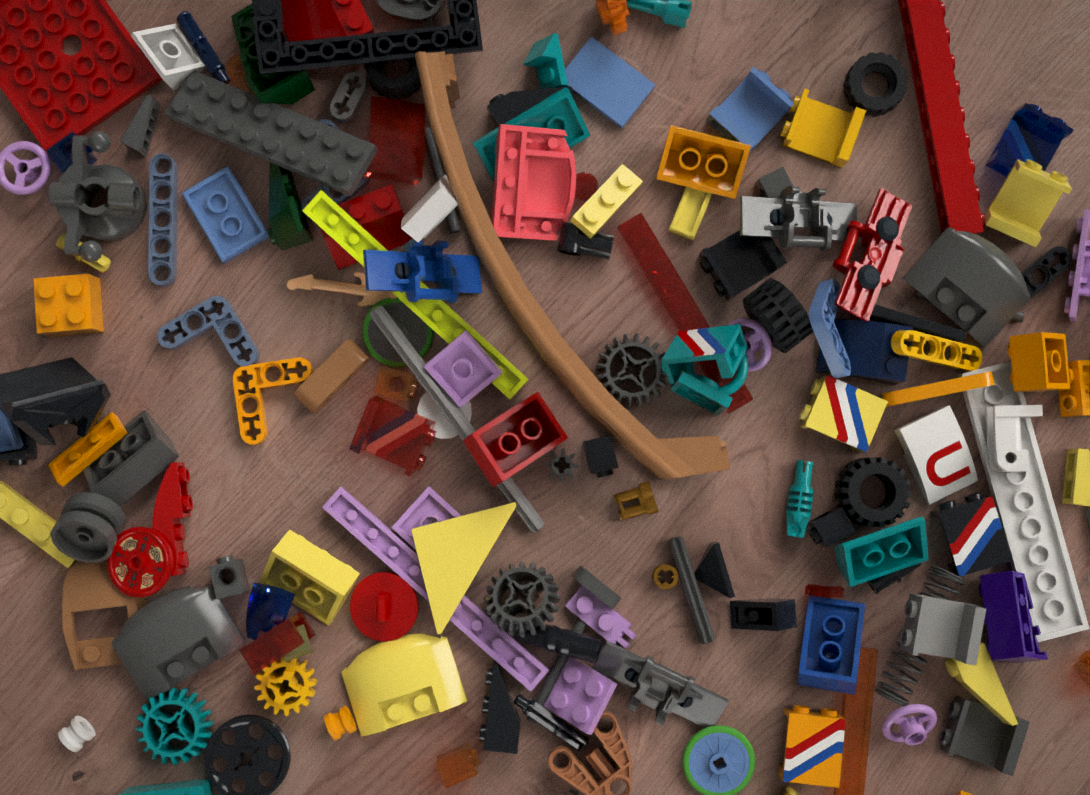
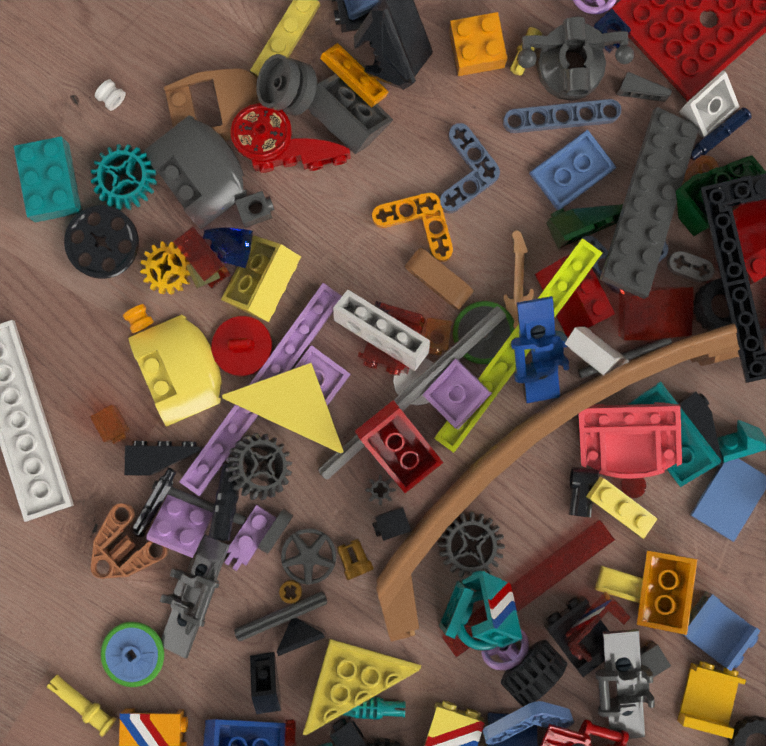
camera: 85 degrees right, 0 degrees up
(382, 446) = (381, 330): none -> white brick
(628, 552) = (308, 556): none -> dark grey wheel
(726, 249) = (589, 620): none -> clear red panel
(766, 517) = (351, 678): none -> light yellow tile

